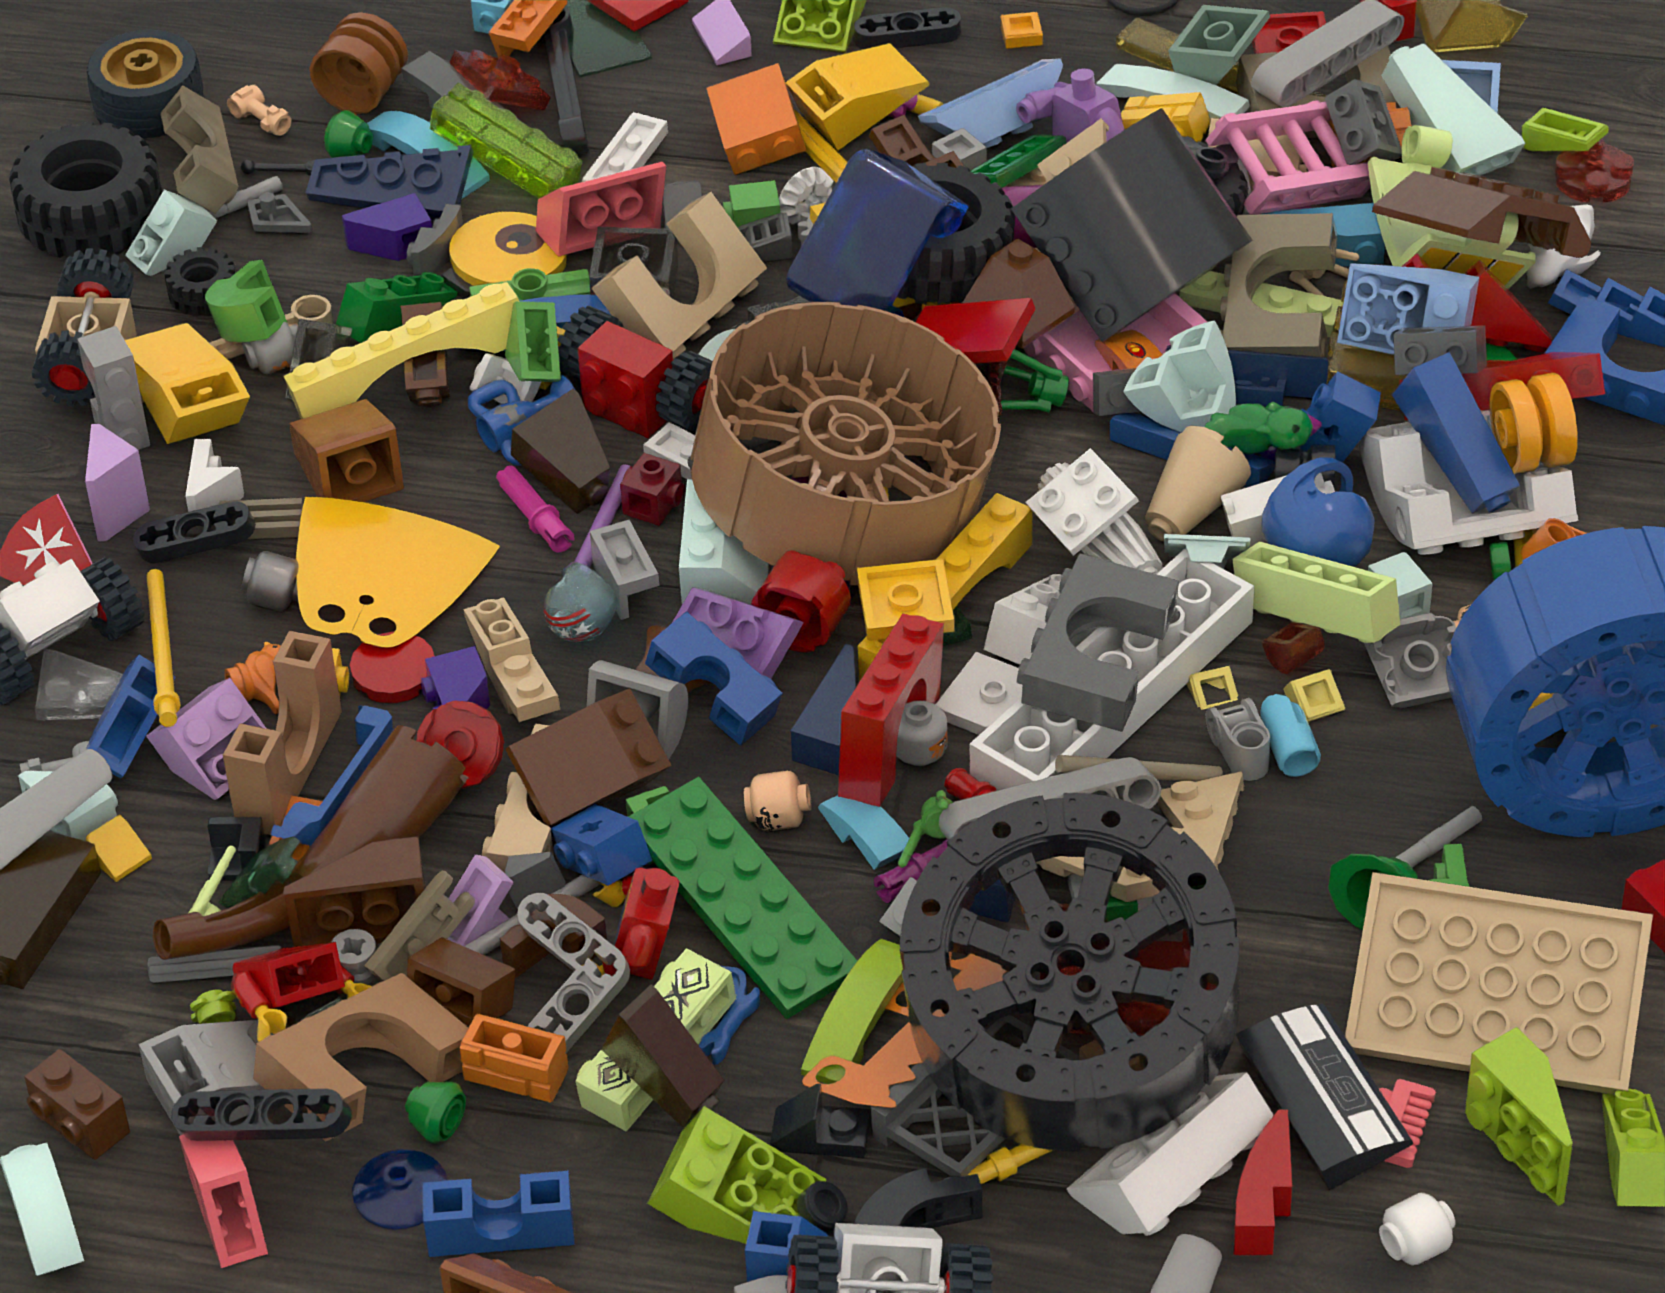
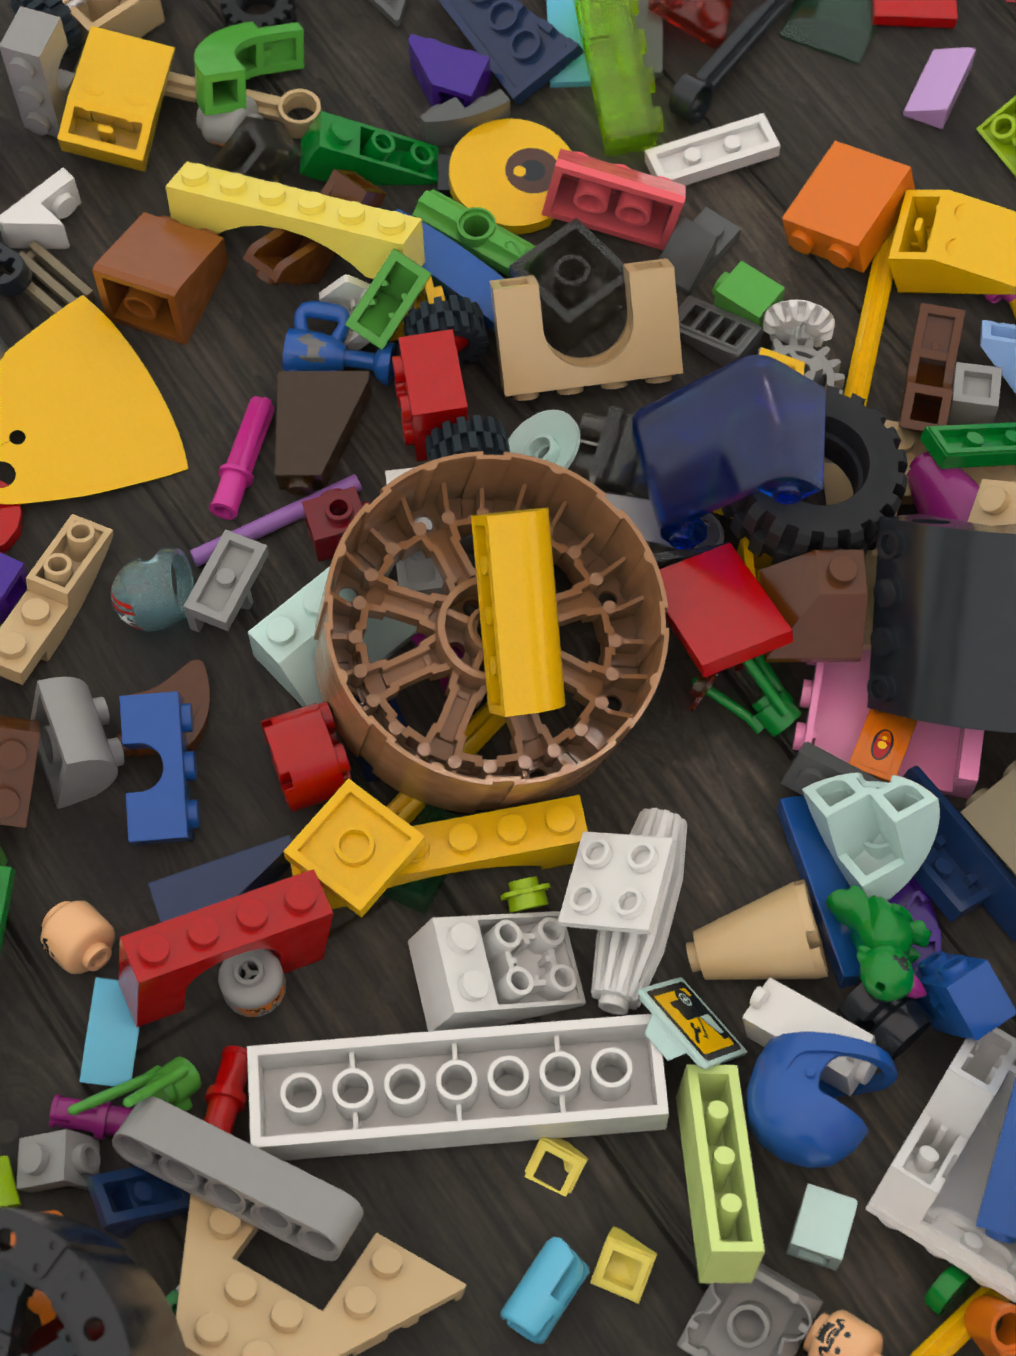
camera: 45 degrees right, 20 degrees up
(752, 631) = (232, 739): medium lavender wing -> none
(862, 393) = (518, 612): none -> yellow brick
(980, 693) = (365, 991): white plate -> none
(1023, 574) = (526, 894): none -> lime plate
(1094, 596) = (495, 996): dark grey arch -> none
(1159, 770) = (372, 1208): dark tan bar -> none
(1241, 738) = (510, 1240): light grey piece -> none
(1293, 646) = (661, 1194): clear red brick -> none

